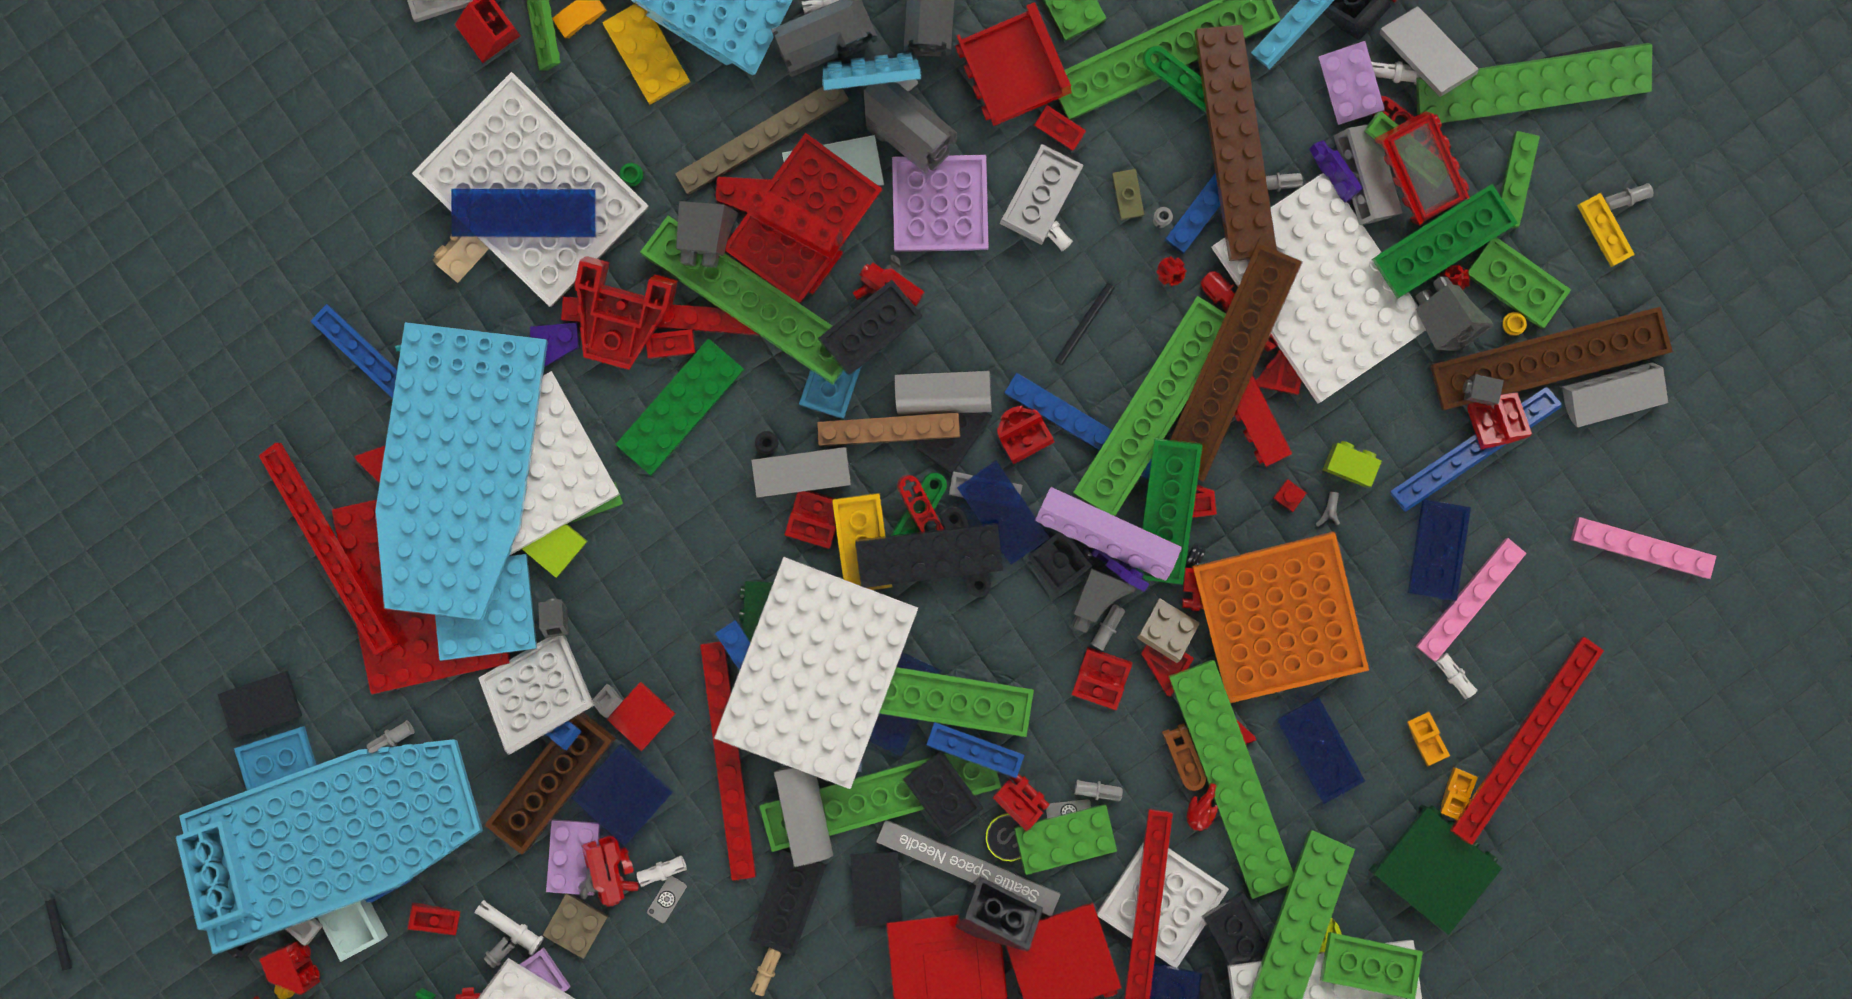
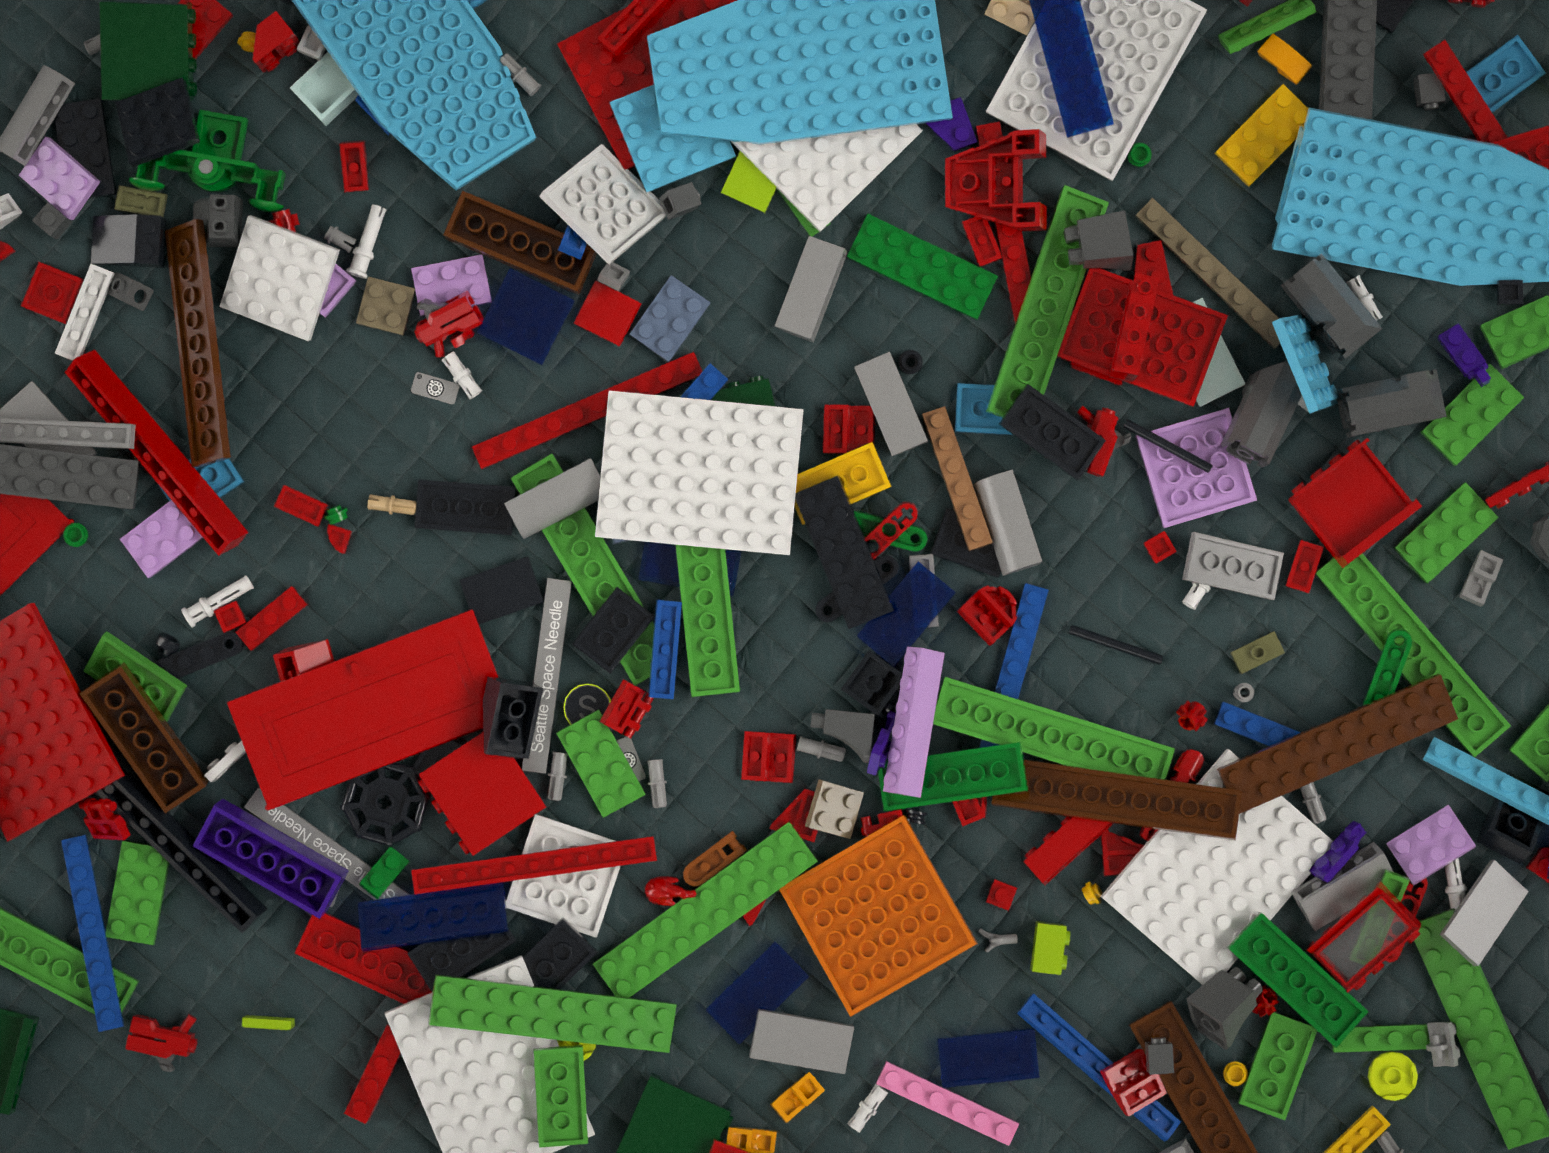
camera: 70 degrees right, 0 degrees up
(662, 658) = (670, 318): none -> sand blue plate
(671, 517) = (811, 289): none -> light grey brick
(912, 223) = (1168, 446): none -> black bar
(1005, 257) = (1159, 547): none -> red plate
(1066, 883) = (557, 776): none -> light grey axle
(1311, 410) = (1092, 893): none -> yellow plate
(1377, 721) = (801, 1041): none -> light grey tile
(1539, 123) = (1443, 1044): none -> light grey hips
(1554, 179) = (1392, 1075): none -> neon yellow tile

